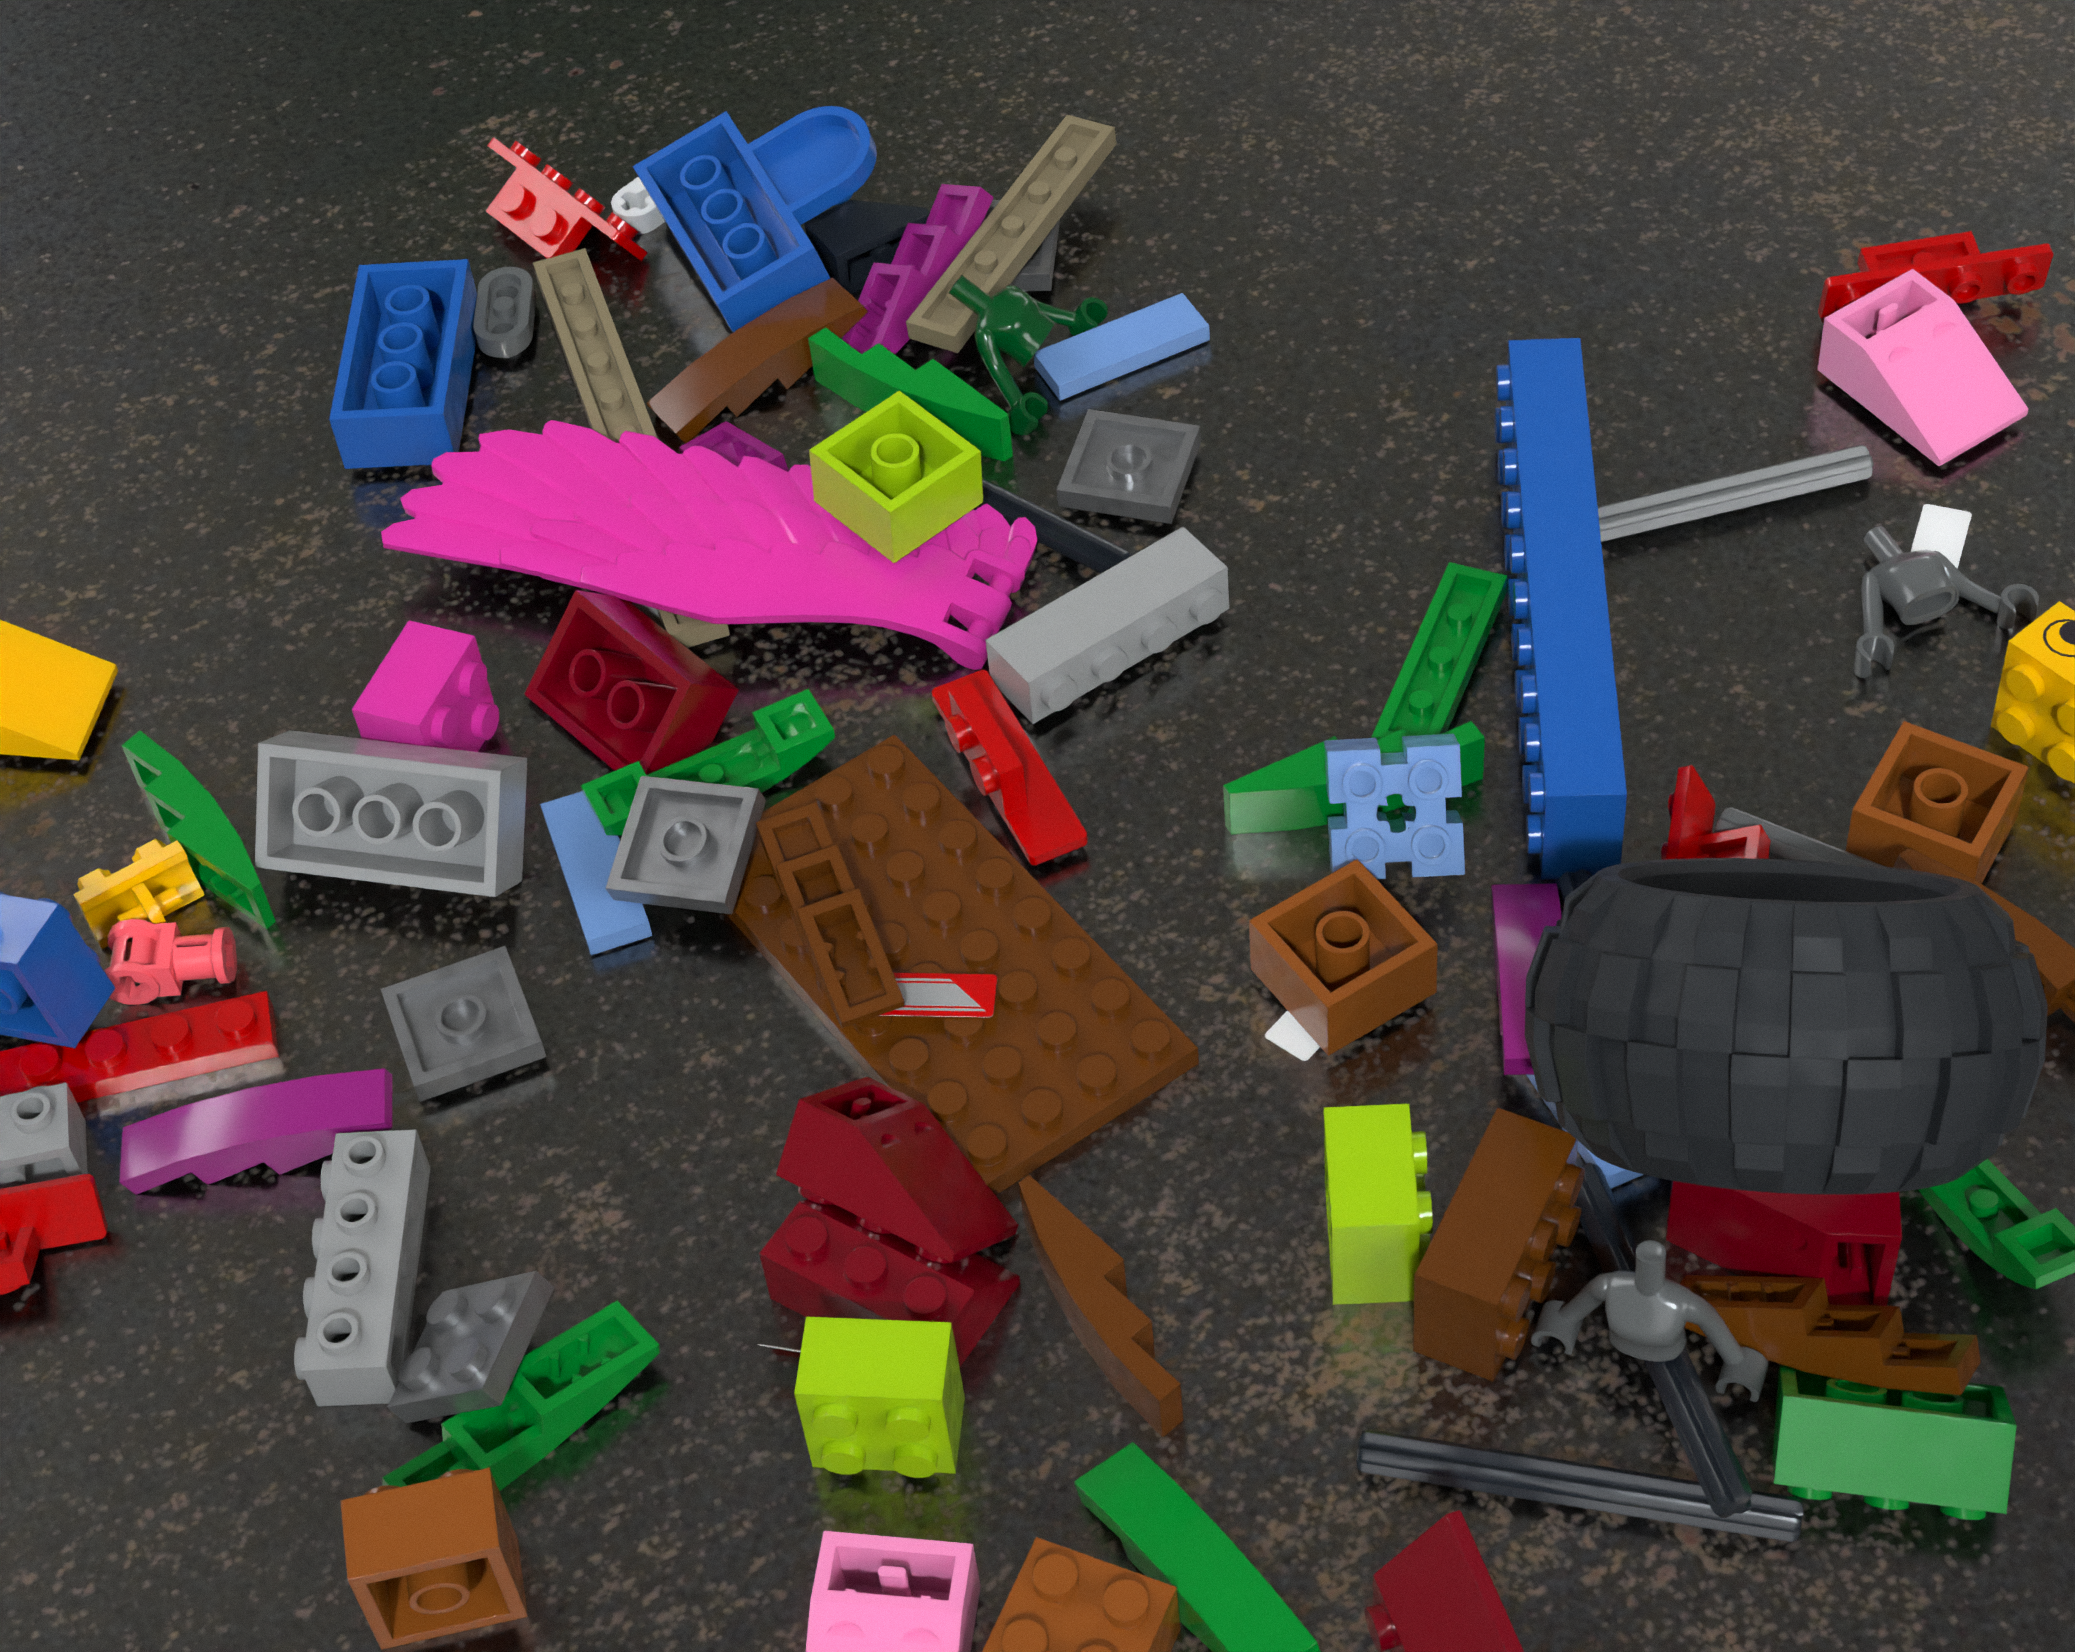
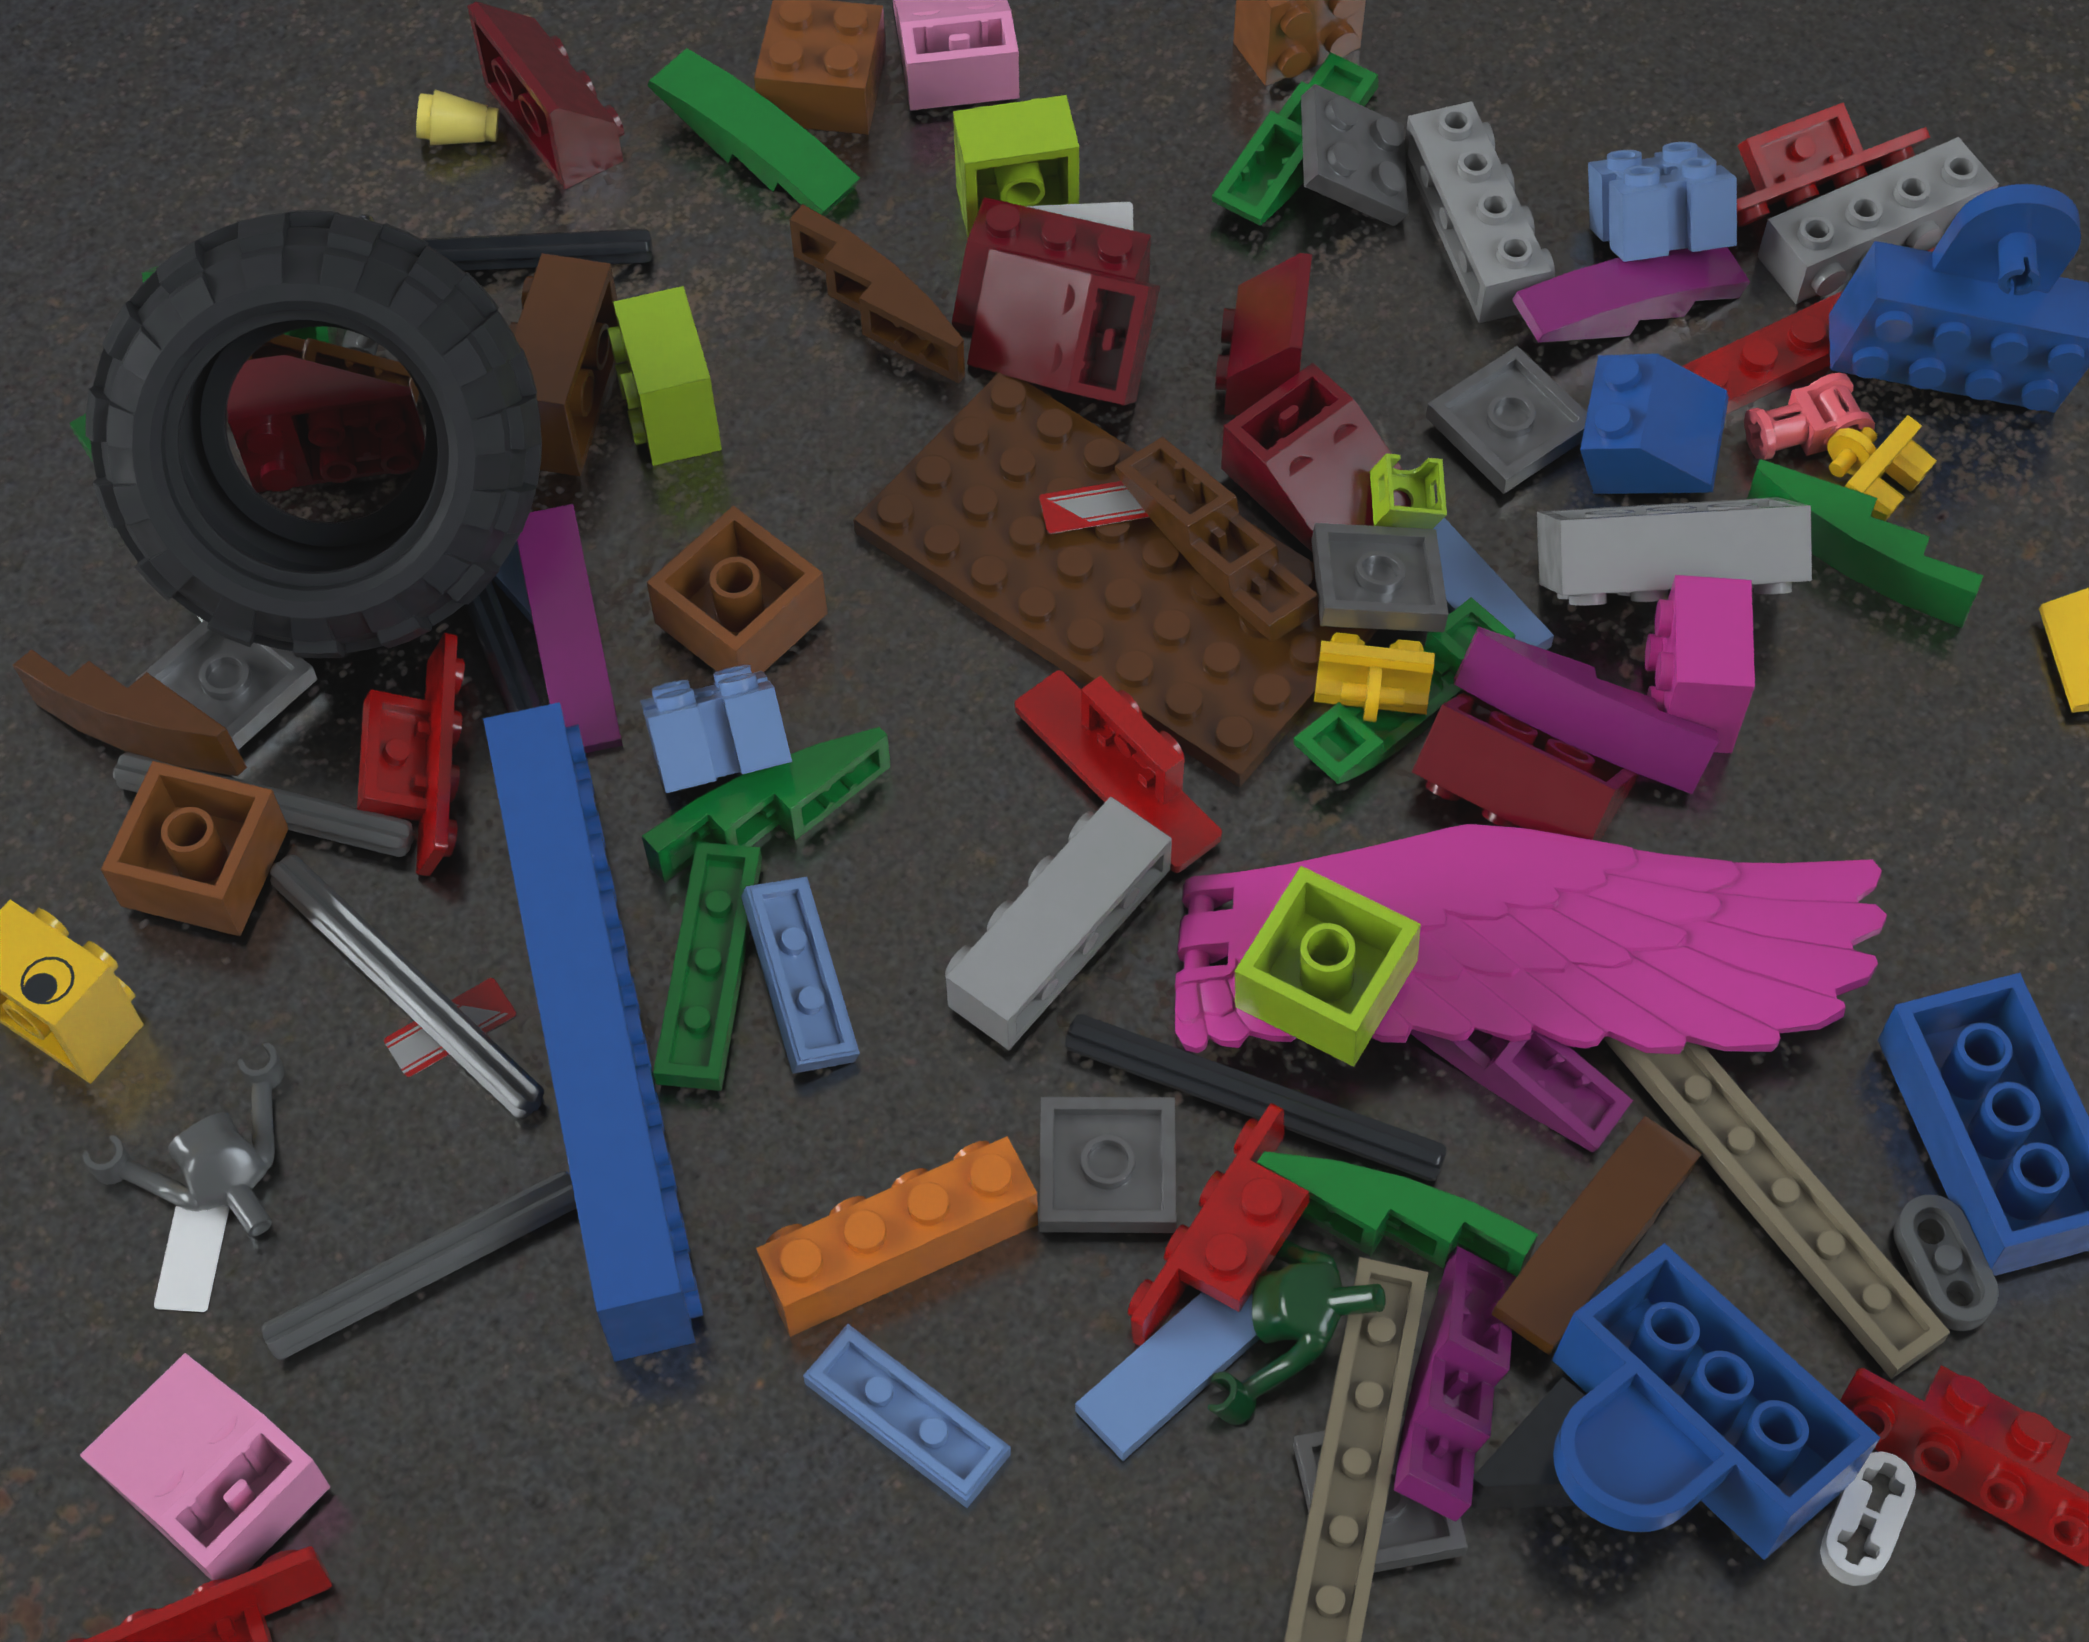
camera: 160 degrees right, 10 degrees up
(135, 1209) = (1662, 202): none -> medium blue brick
(333, 960) = (1652, 427): none -> blue slope
(564, 713) = (1584, 711): none -> magenta slope
(619, 913) = (1417, 485): none -> lime piece
(676, 1124) = (1264, 334): none -> dark red slope
(692, 995) = (1307, 455): none -> dark red slope
(709, 757) = (1374, 676): none -> yellow hips
(1051, 392) = (1232, 1237): none -> red bracket
(1319, 433) = (897, 1234): none -> orange brick
(1344, 350) = (907, 1415): none -> medium blue tile
(1357, 636) = (800, 975): none -> medium blue tile
(1692, 677) = (418, 1050): none -> sticker
(1735, 702) = (407, 987): none -> dark grey axle

